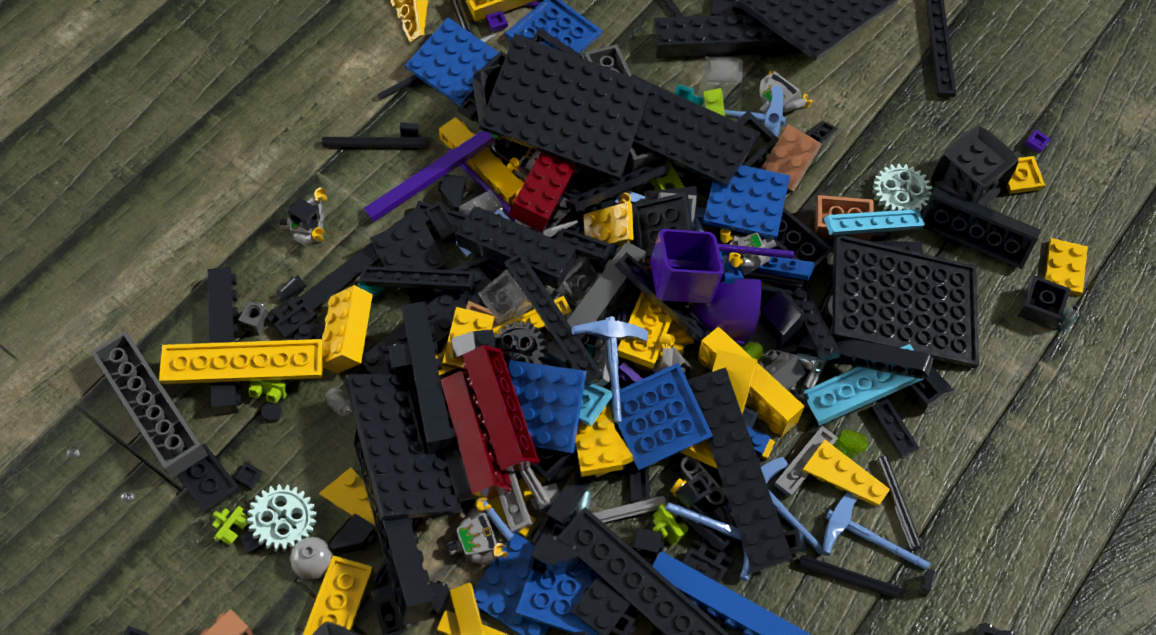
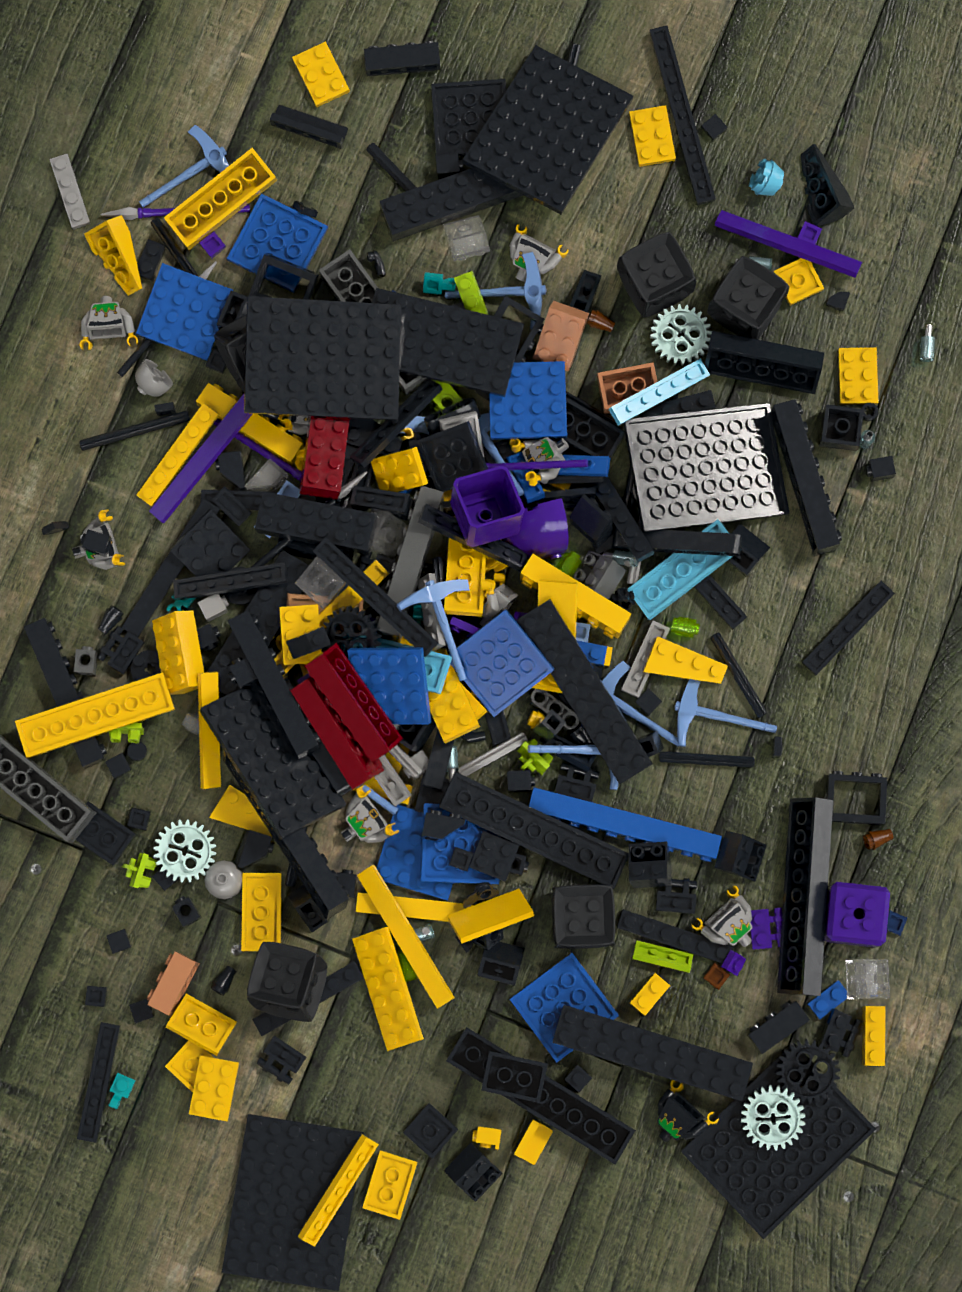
camera: 10 degrees left, 20 degrees up
(180, 590) = (118, 941): none -> black tile
(247, 420) = (118, 765): none -> black tile
(262, 587) = (192, 917): none -> black brick
(272, 199) = (55, 527): none -> black tile
(344, 419) = (209, 745): none -> yellow tile
(378, 327) = (208, 637): none -> black brick
(382, 51) = (106, 321): none -> light grey torso
(392, 301) = (213, 606): none -> light grey brick
(405, 104) = (151, 380): none -> light grey cylinder
(407, 167) = (178, 454): none -> yellow plate
(438, 18) = (150, 259): none -> black plate
(564, 601) = (461, 859): none -> black tile
(585, 13) = (304, 210): none -> black tile
(608, 487) = (474, 736): none -> black arm
(638, 70) = (378, 263): none -> black arm
(799, 503) = (648, 702): none -> black tile
(828, 161) = (600, 321): none -> reddish brown cone
(891, 130) = (656, 274): none -> black piece
(907, 37) = (652, 136): none -> yellow plate
(964, 43) = (714, 127): none -> black tile
(1002, 337) = (805, 477): none -> black brick
(1007, 87) = (767, 178): none -> medium azure cone
(1019, 143) = (788, 244): none -> dark purple tile
(1021, 487) = (848, 628): none -> black plate
(1056, 110) = (825, 192): none -> black wedge
(1056, 201) = (838, 300): none -> black tile
(1074, 295) = (870, 406): none -> black bush
(1077, 349) = (880, 468): none -> black brick
(1137, 257) = (927, 345): none -> clear light blue piece

